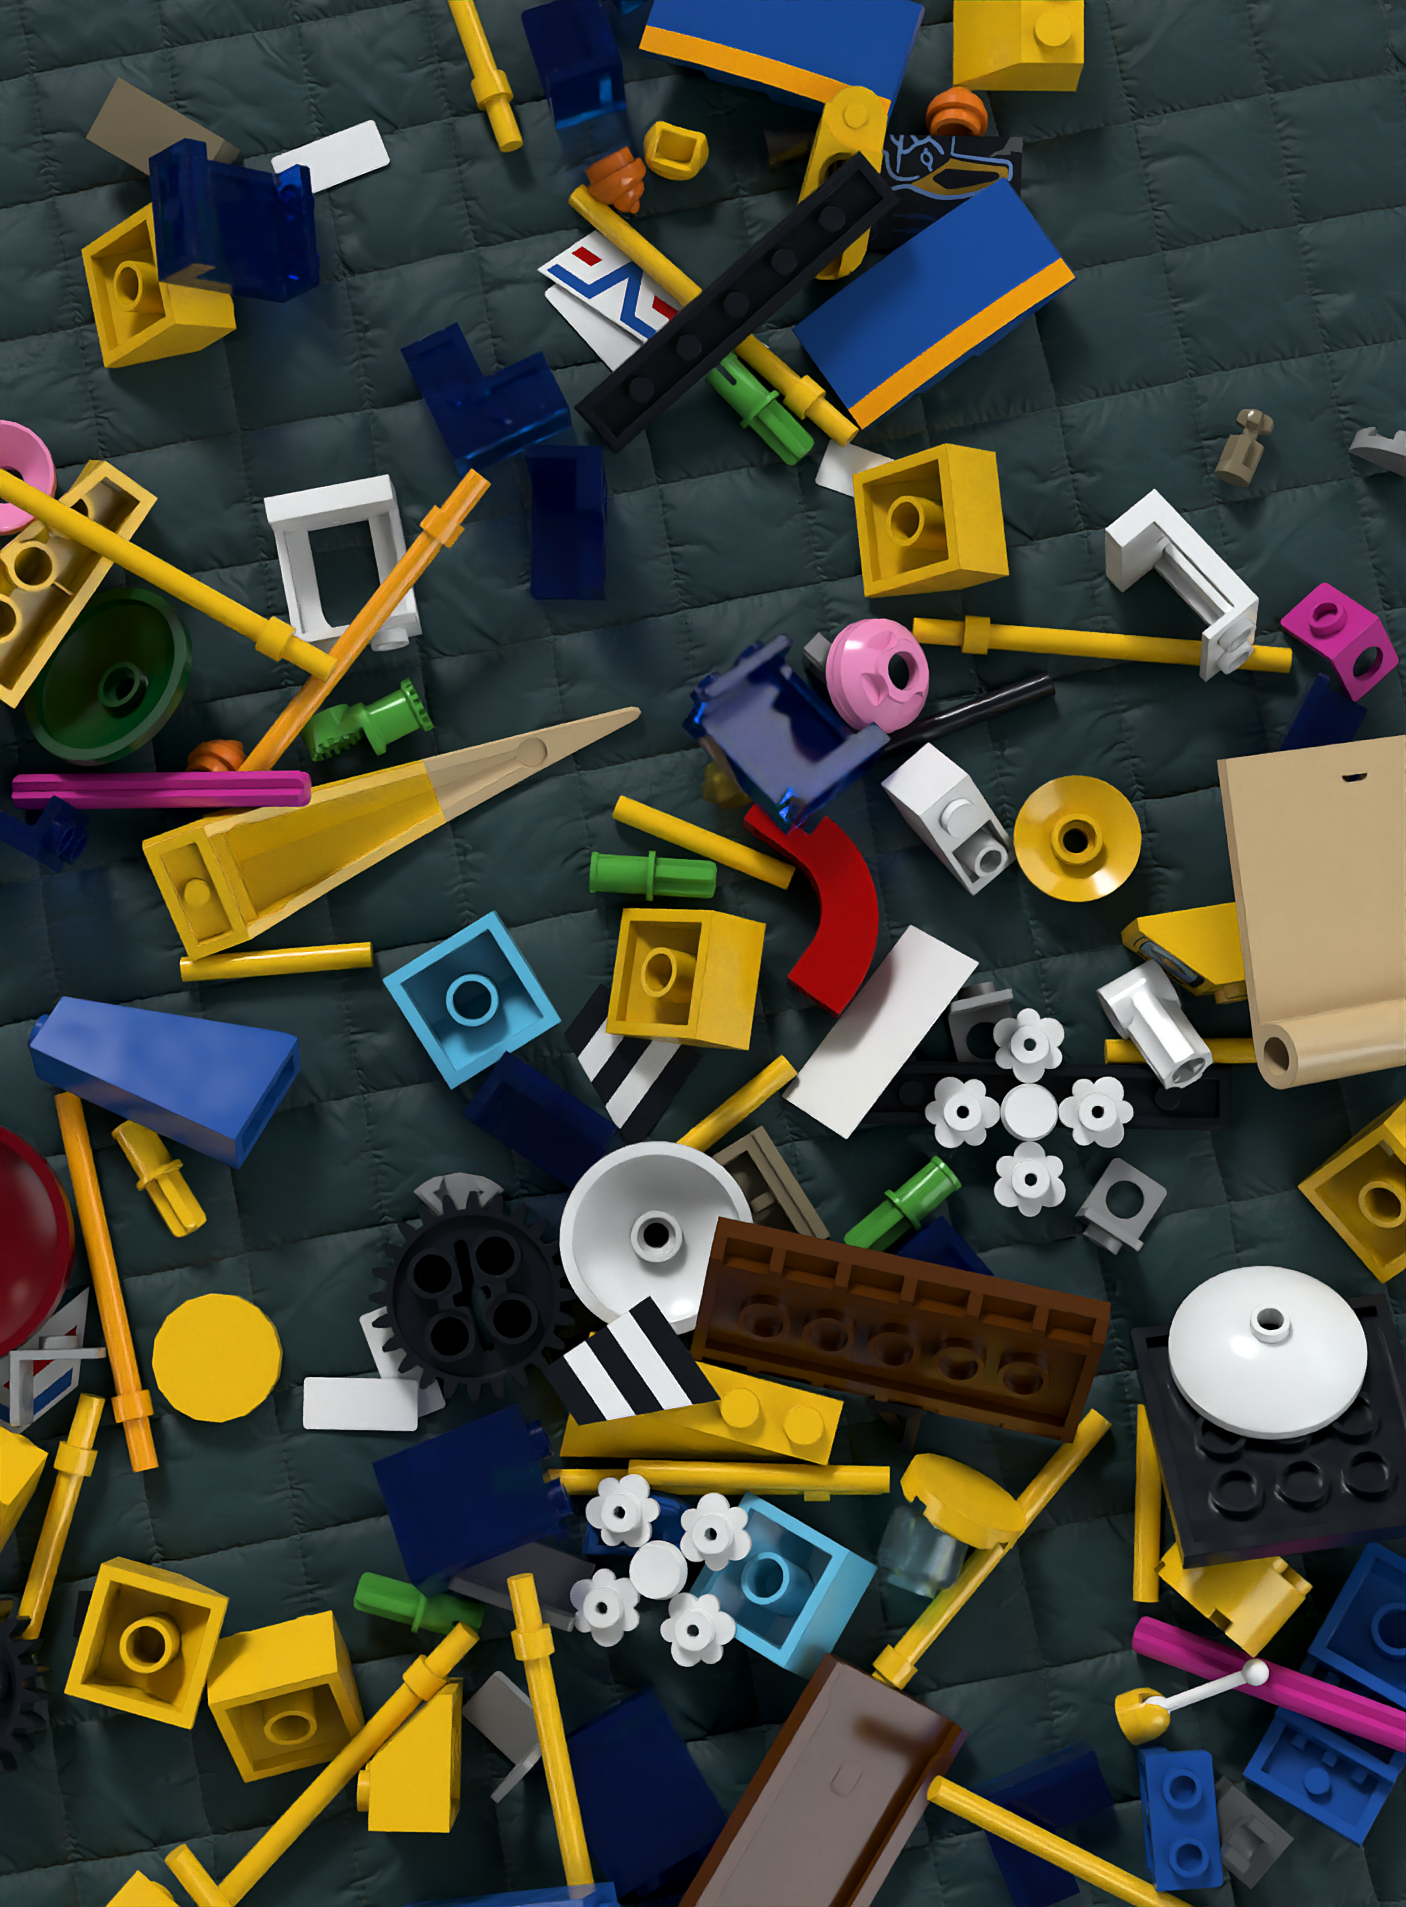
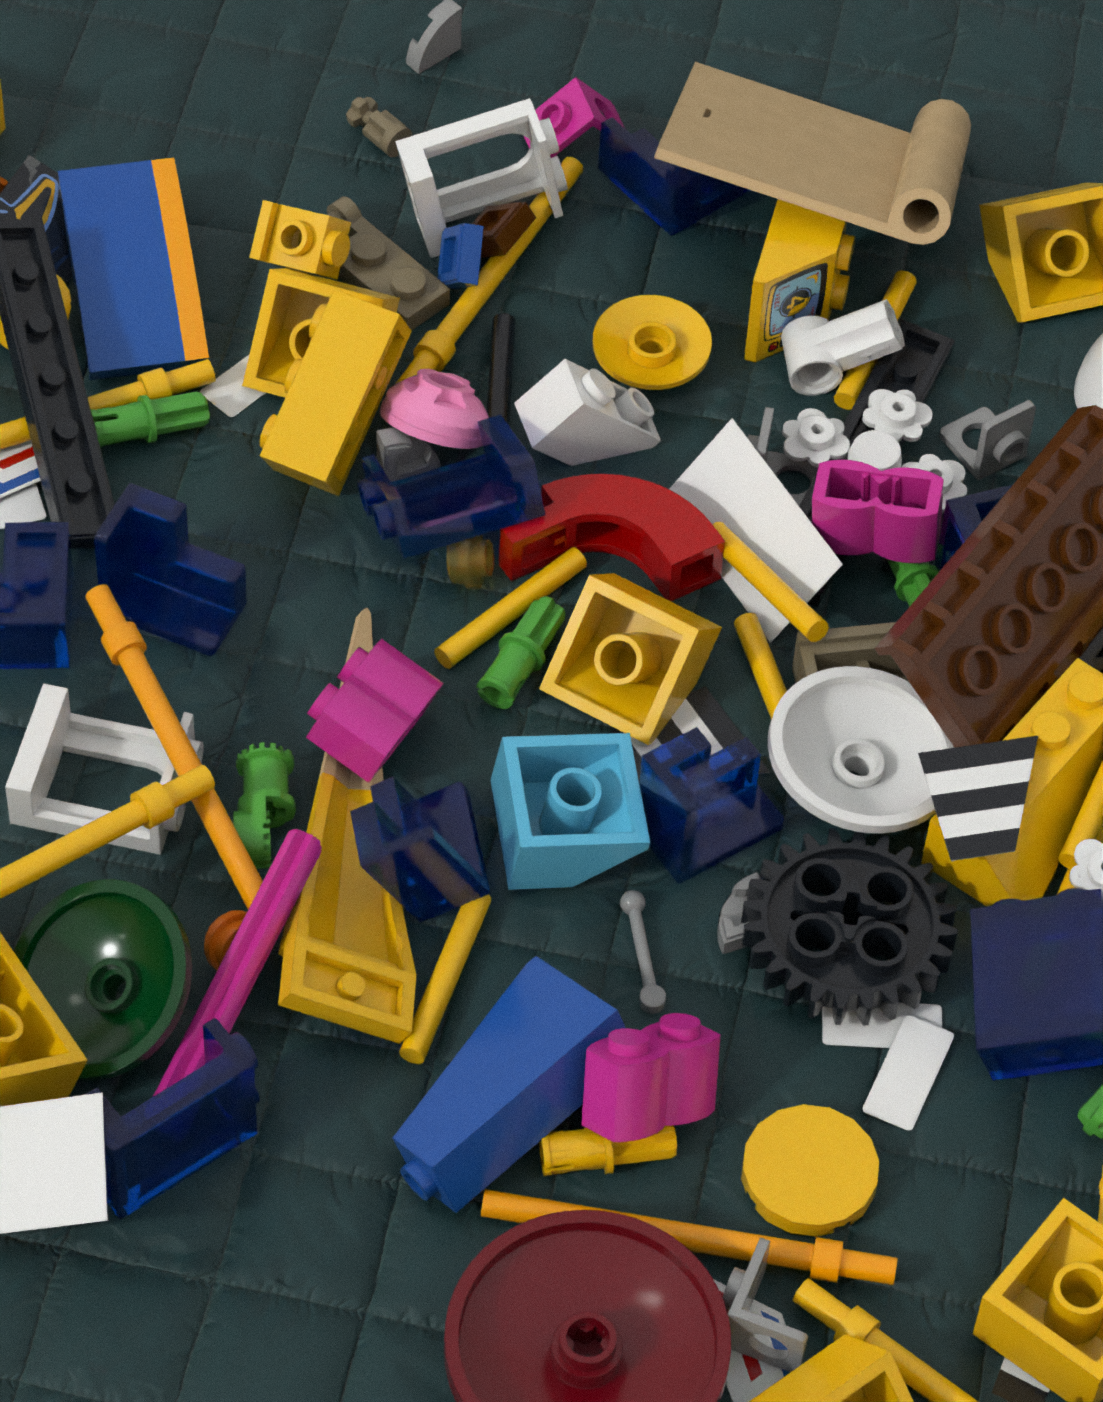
camera: 75 degrees left, 30 degrees down
(201, 1183) = (650, 1078): none -> dark pink brick
(337, 1149) = (652, 996): none -> light grey hinge
(378, 890) = (422, 848): none -> clear blue panel
(504, 776) = (372, 709): none -> dark pink brick
(813, 1072) = (772, 586): none -> yellow bar
(842, 571) = (334, 391): none -> yellow brick
(929, 1165) = (878, 511): none -> dark pink brick
(1031, 448) = (301, 240): none -> yellow brick
(1059, 529) = (384, 267): none -> dark tan plate
(1089, 608) = (460, 256): none -> blue tile
(1152, 626) = (503, 226): none -> reddish brown tile

